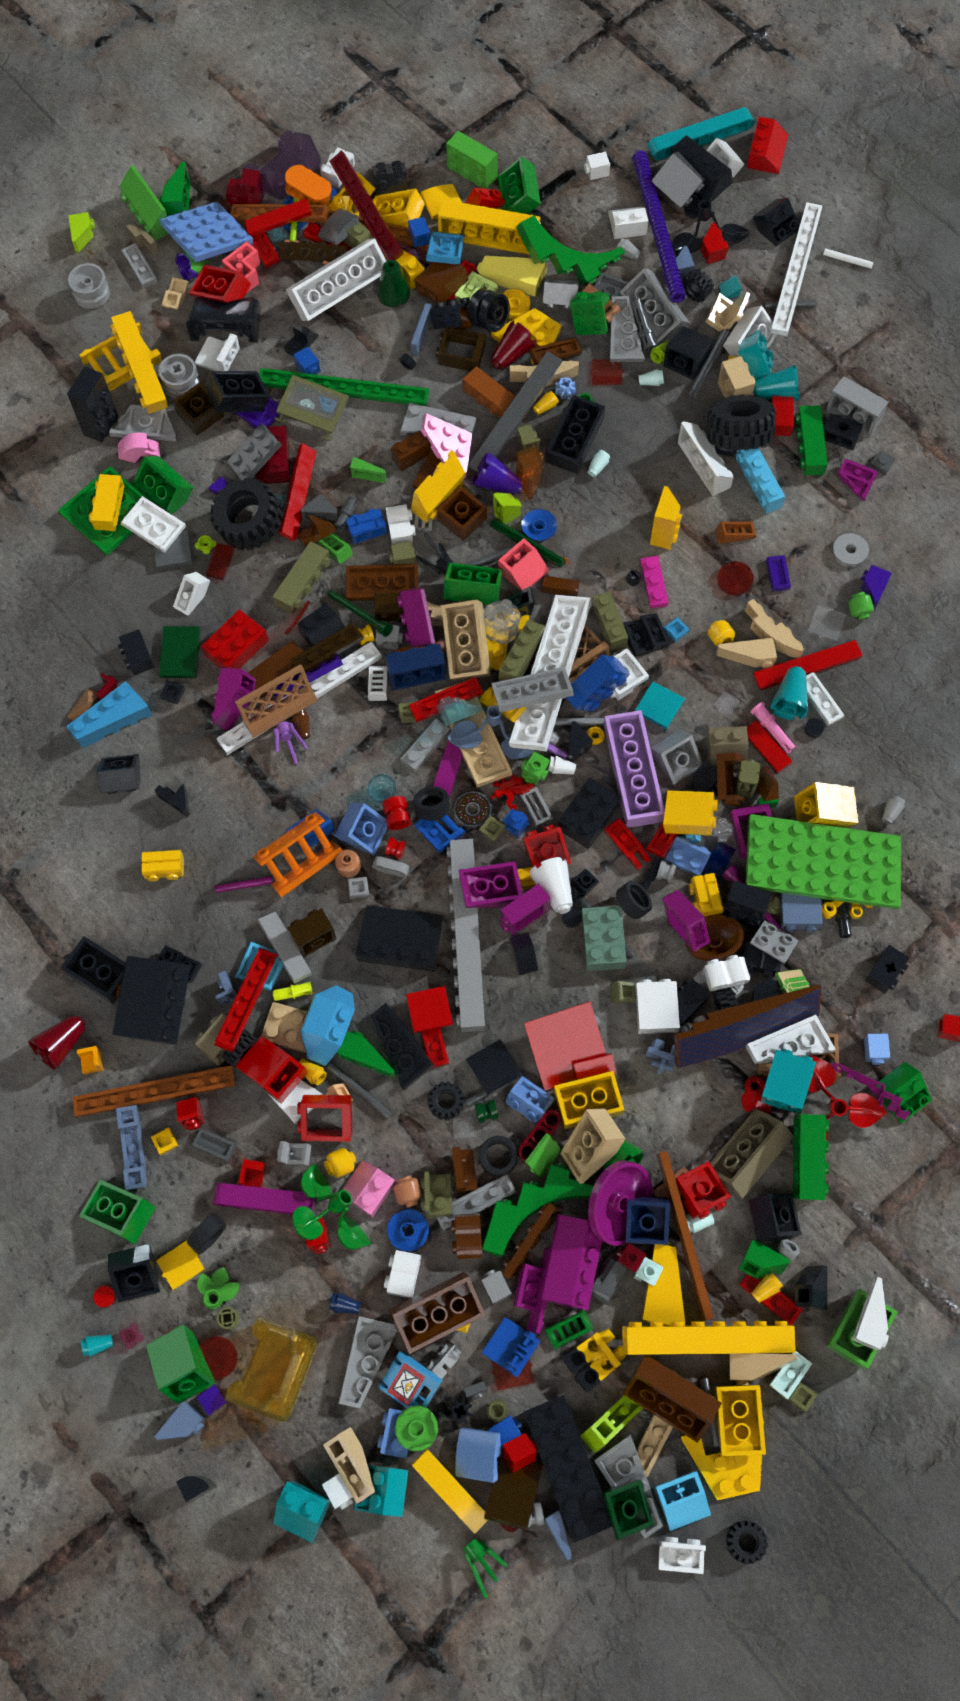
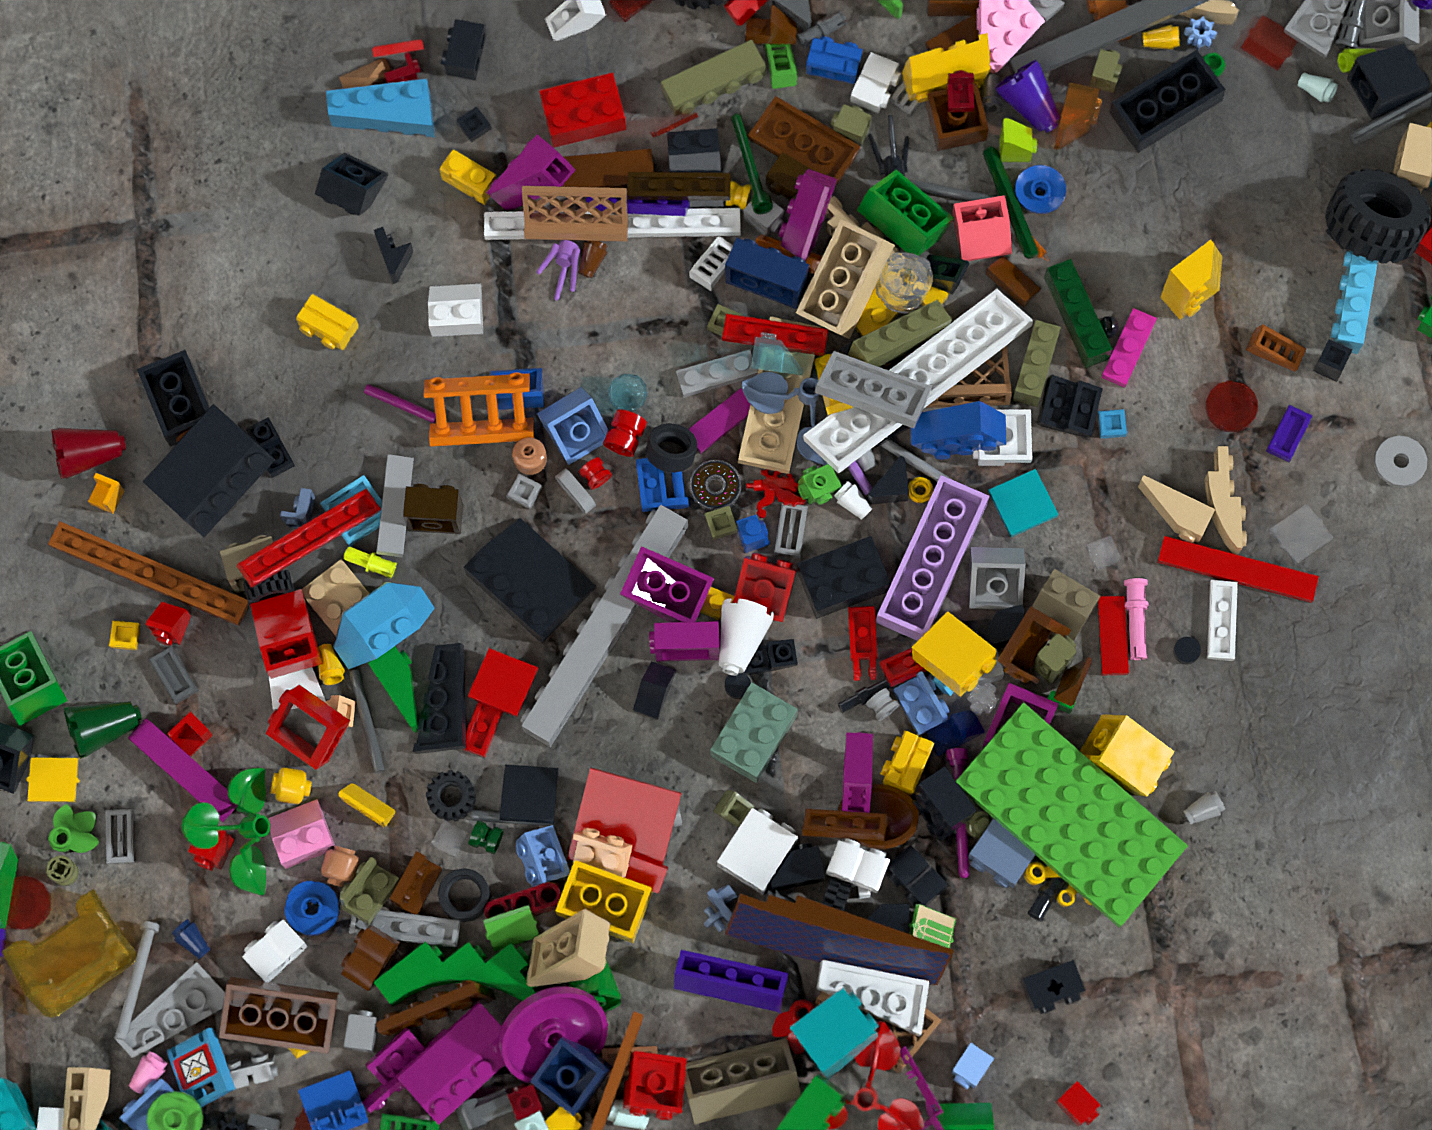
camera: 35 degrees right, 5 degrees up
(93, 676) = (398, 48): none -> red tile
(132, 1147) = (86, 620): sand blue slope -> none
(179, 652) = (515, 80): dark green tile -> none
(188, 1207) = (99, 724): none -> dark green cone
(191, 724) = (467, 176): none -> yellow brick
(206, 1233) = (98, 765): black tyre -> none
(239, 807) = (455, 310): none -> white slope
(261, 1285) = (130, 858): none -> light grey tile
(294, 1153) = (248, 742): light grey bracket -> none
(312, 1318) = (149, 929): none -> light grey bar
(375, 1410) = (149, 1069): none -> bright pink cone
(396, 1142) = (367, 804): none -> yellow slope
(456, 494) = (960, 91): none -> dark red bracket
(566, 1070) = (602, 852): none -> light nougat bracket
(599, 461) = (1170, 155): light aqua cone -> none
(612, 579) = (1078, 313): none -> dark green brick
(634, 900) = (806, 716): black tyre -> none
(700, 954) = (844, 824): none -> reddish brown tile
(700, 1095) = (730, 980): none -> dark purple brick
(704, 458) = (1305, 232): white slope -> none
(721, 632) = (1160, 463): yellow head -> none
(774, 517) = (1332, 360): none -> black panel
(774, 941) = (943, 867): light grey hinge -> none
(791, 695) = (1186, 592): teal cone -> none
(861, 605) = (1357, 539): bright green head -> none
(875, 583) = (1395, 523): dark purple slope -> none

